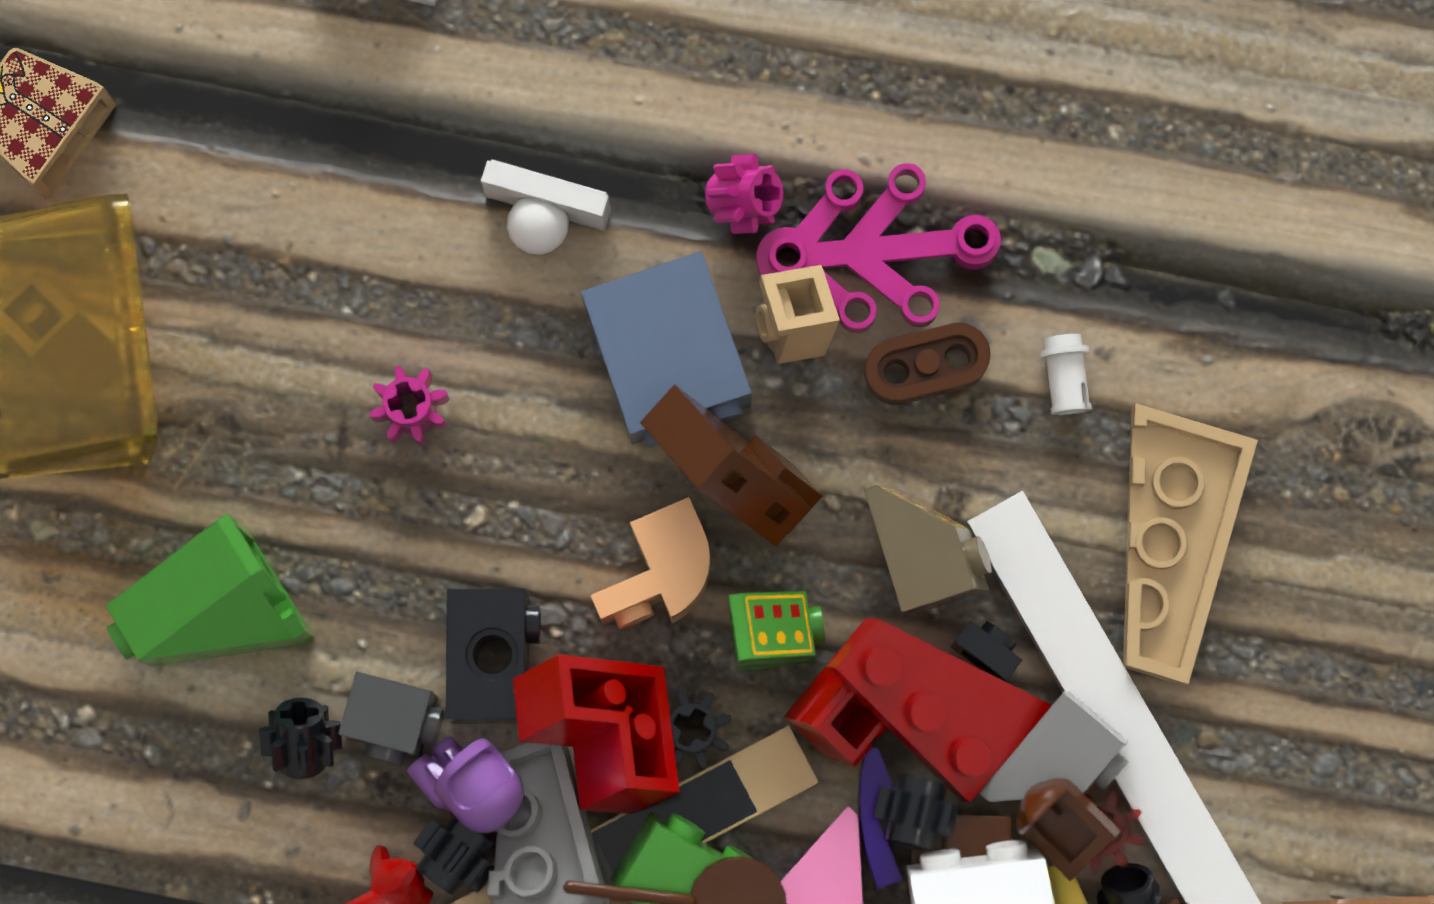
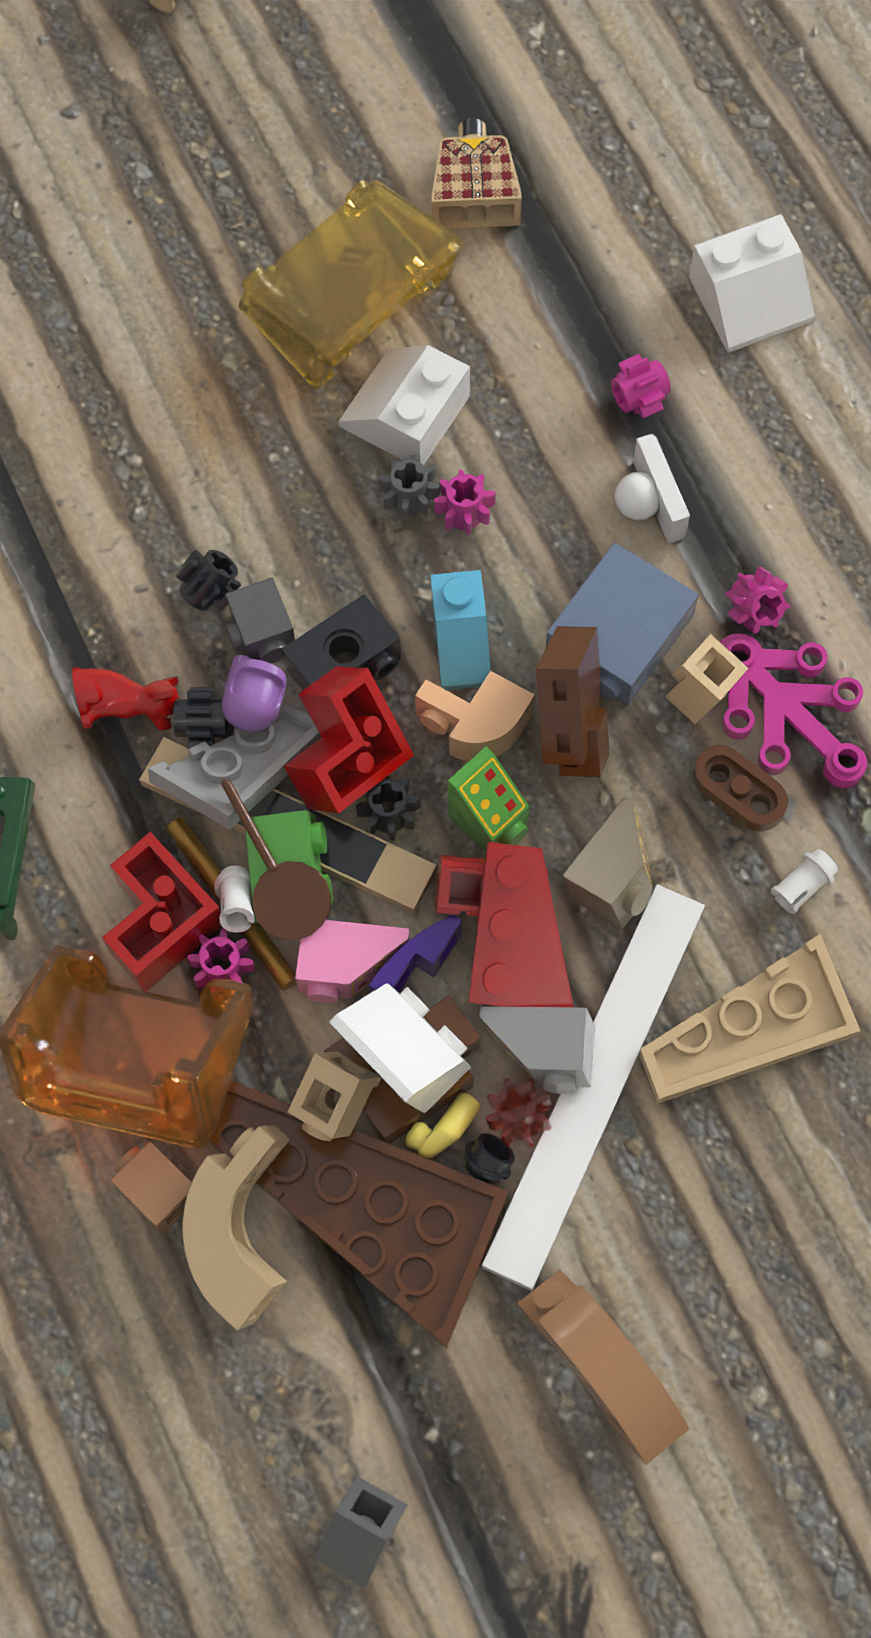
camera: 55 degrees right, 10 degrees down
(207, 603) = (255, 470): bright green slope -> none
(243, 381) = (409, 401): none -> white slope
(344, 467) = (404, 474): none -> dark grey gear
(415, 127) = (640, 386): none -> dark pink gear
(553, 516) = (460, 629): none -> medium azure slope
(916, 811) = (435, 967): black gear -> none
(988, 649) = (582, 954): black plate -> none
(1064, 825) = (497, 1068): reddish brown plate -> none

